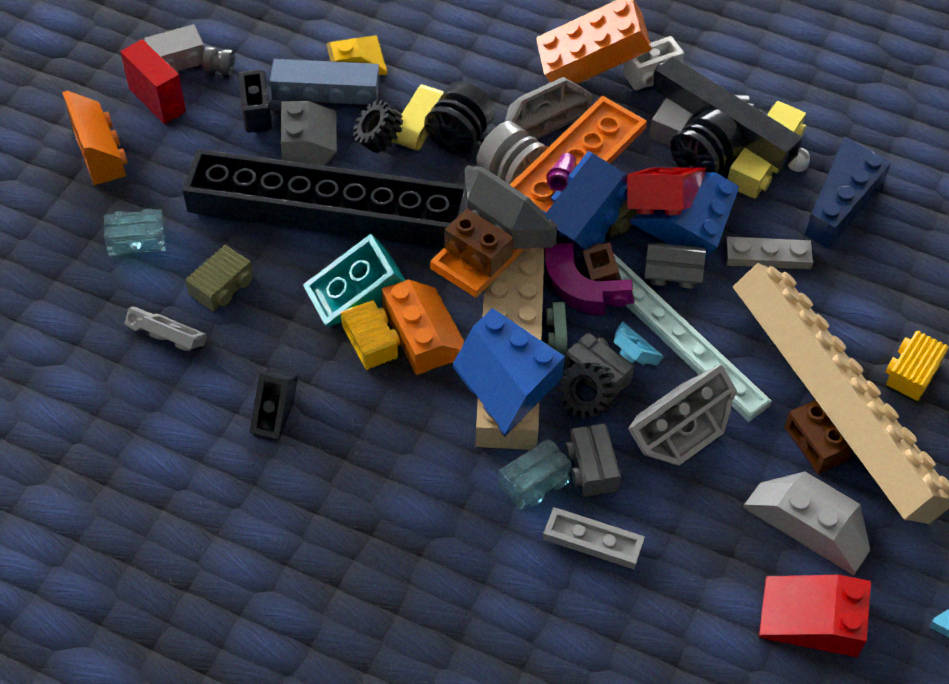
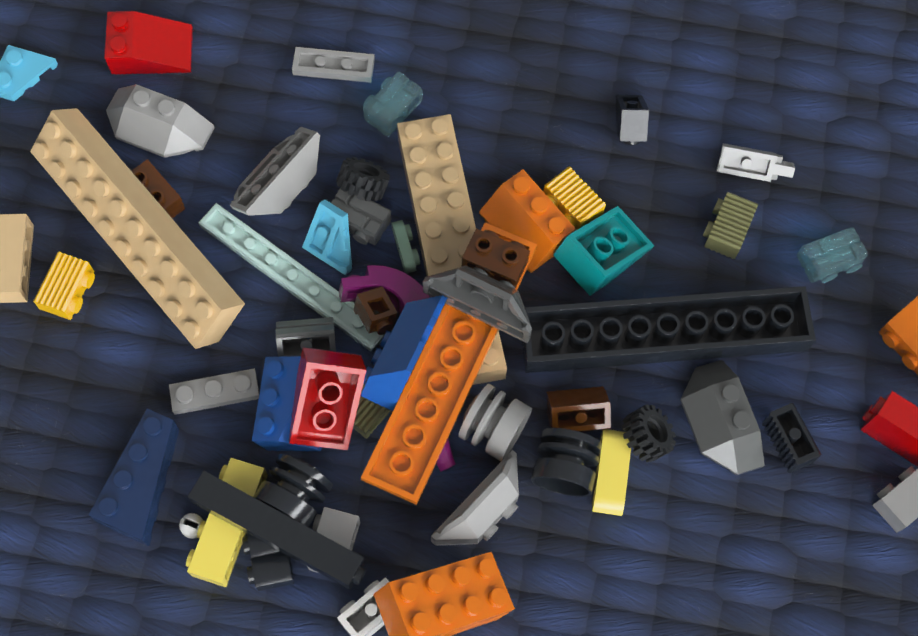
camera: 165 degrees right, 15 degrees up
(217, 60) = (857, 495): dark grey wheel -> none
(324, 81) = (728, 487): sand blue brick -> none
(358, 51) = (714, 550): yellow slope -> none
(433, 158) = (579, 409): none -> reddish brown brick
(507, 368) = (434, 155): blue wedge -> none
(558, 174) = (434, 367): magenta cone -> none
(594, 460) = (346, 127): dark grey brick -> none

